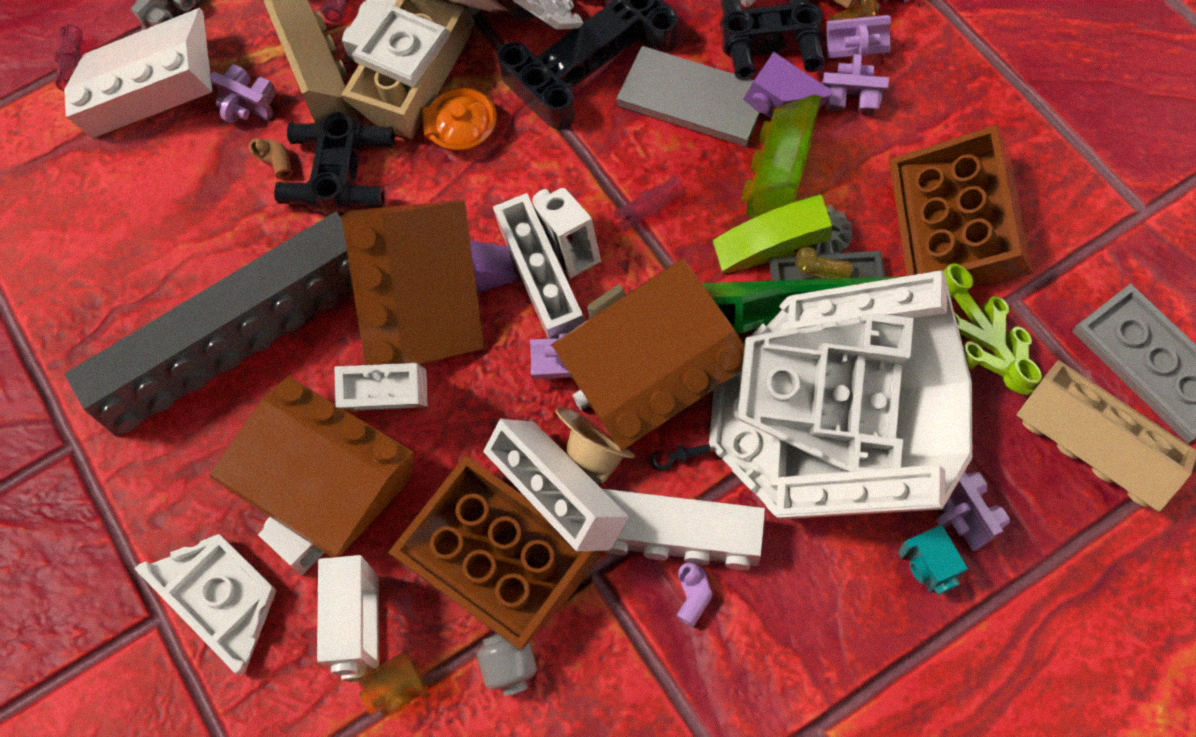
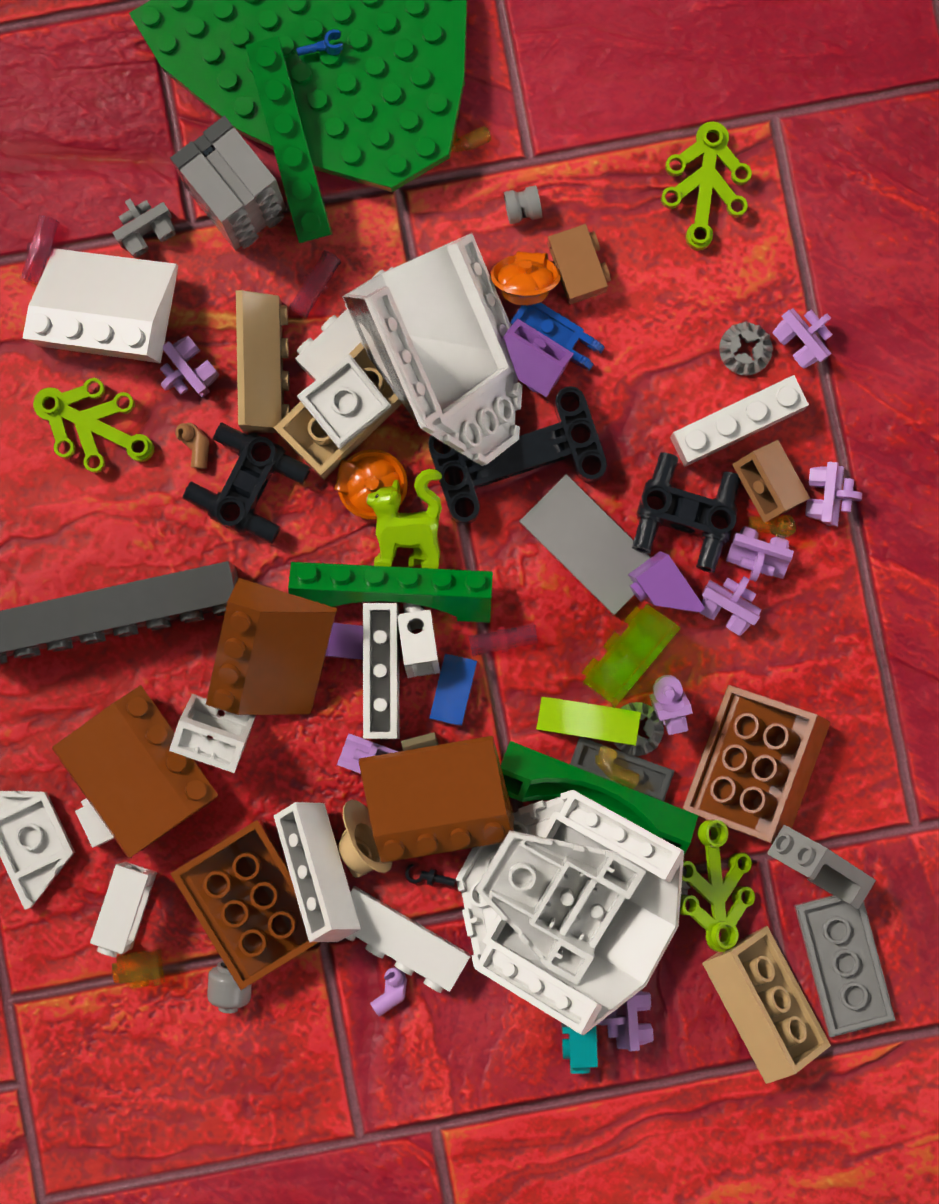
camera: 20 degrees right, 20 degrees up
(162, 174) = (88, 422): none -> lime plant
(512, 137) = (408, 530): none -> lime animal
(590, 170) = (456, 592): none -> green arch
(621, 259) = (453, 689): none -> blue slope
(847, 189) = (671, 704): none -> lavender hips
(1092, 253) = (821, 866): none -> light grey panel

